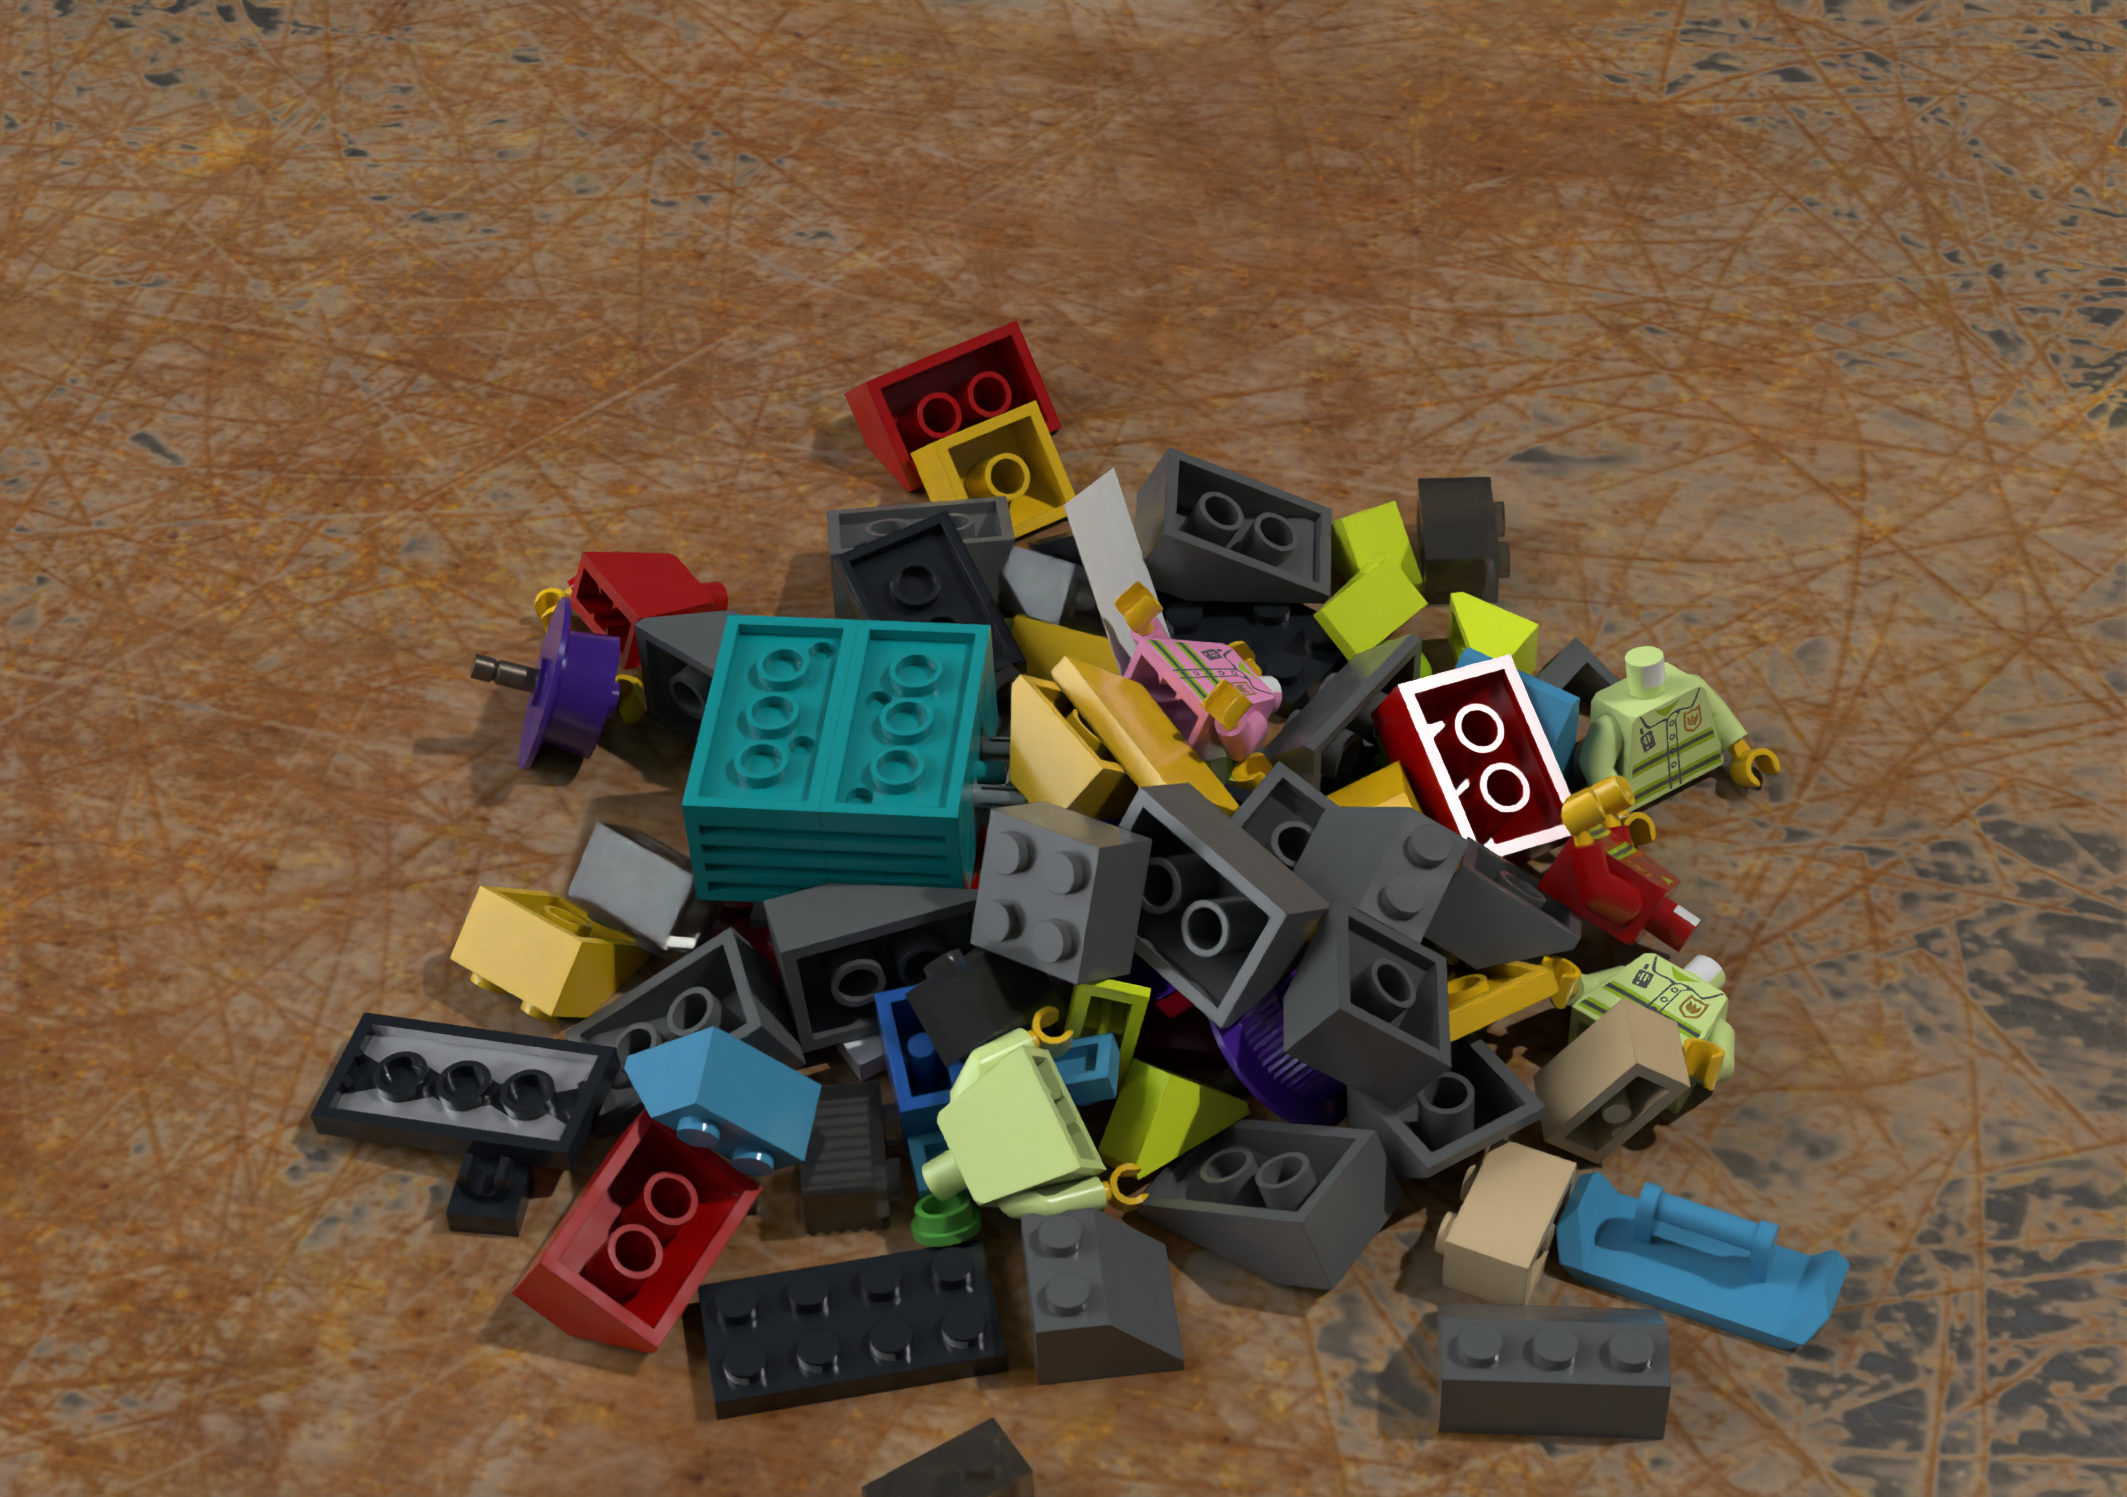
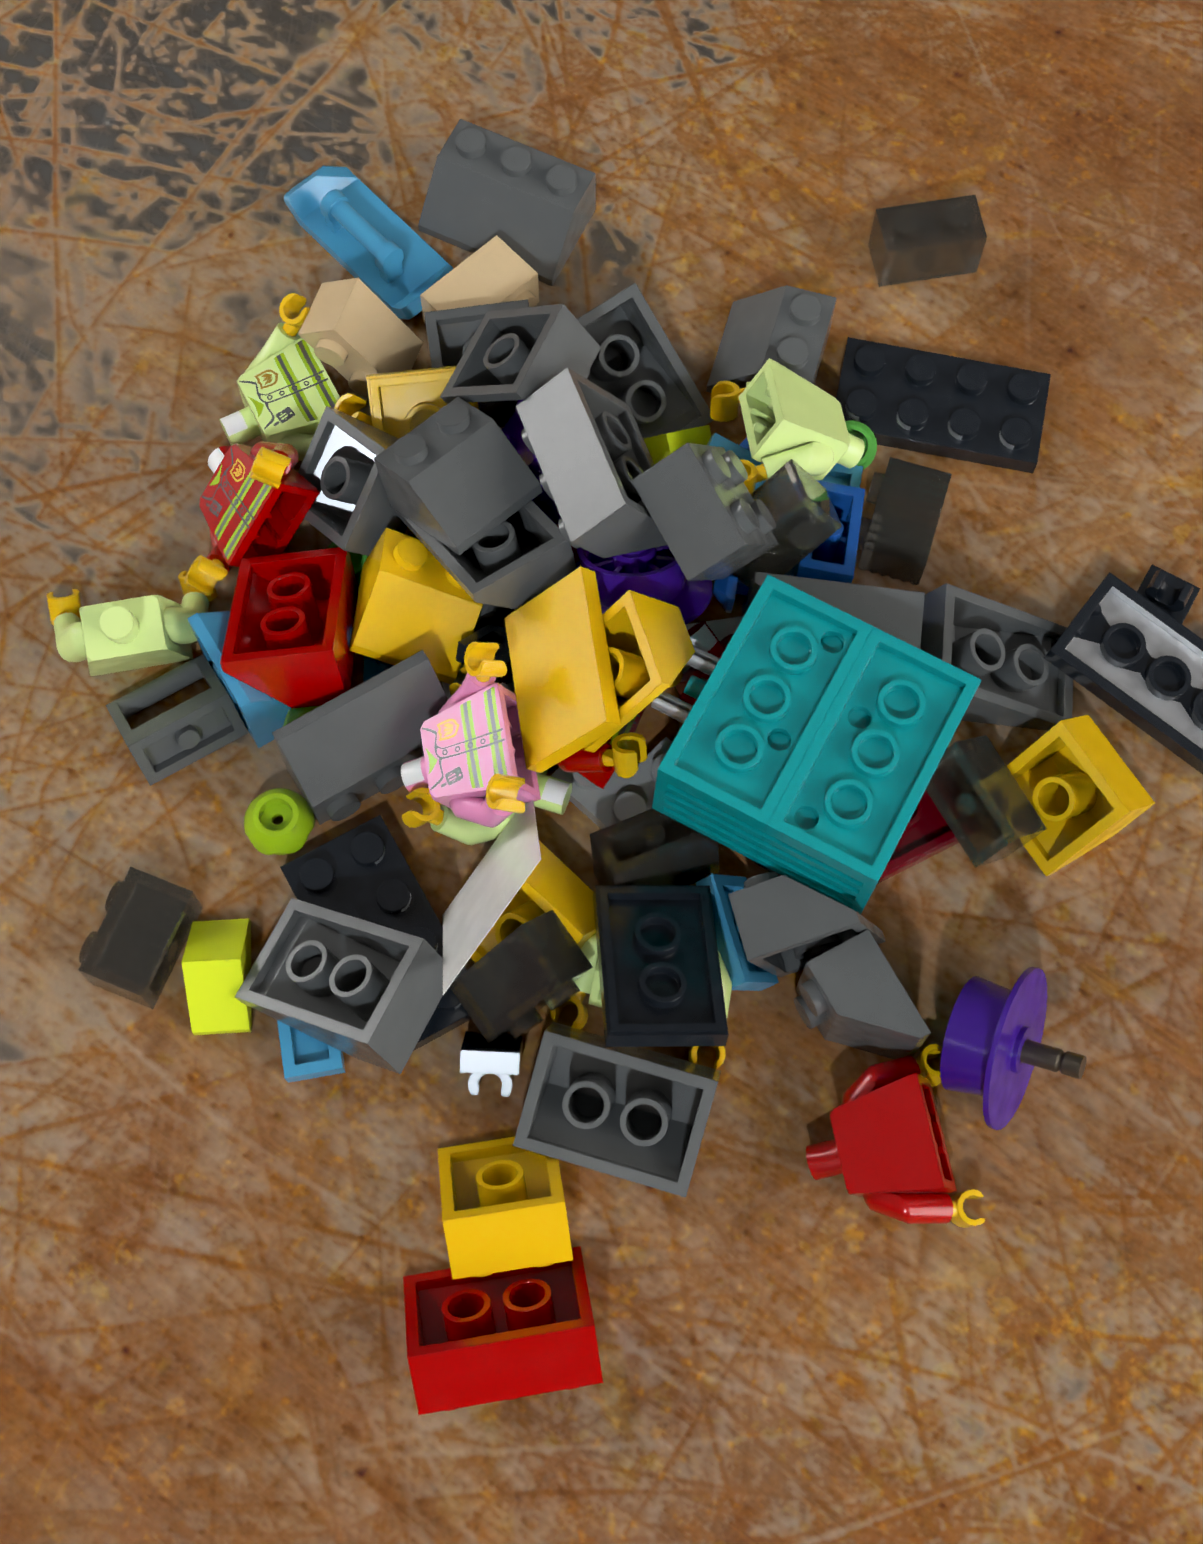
camera: 160 degrees left, 25 degrees up
(638, 1239) = (1074, 501): red slope -> none
(728, 1099) = (995, 540): dark azure slope -> none
(1370, 607) = (262, 868): neon yellow slope -> none
(1491, 631) = (195, 792): neon yellow slope -> none

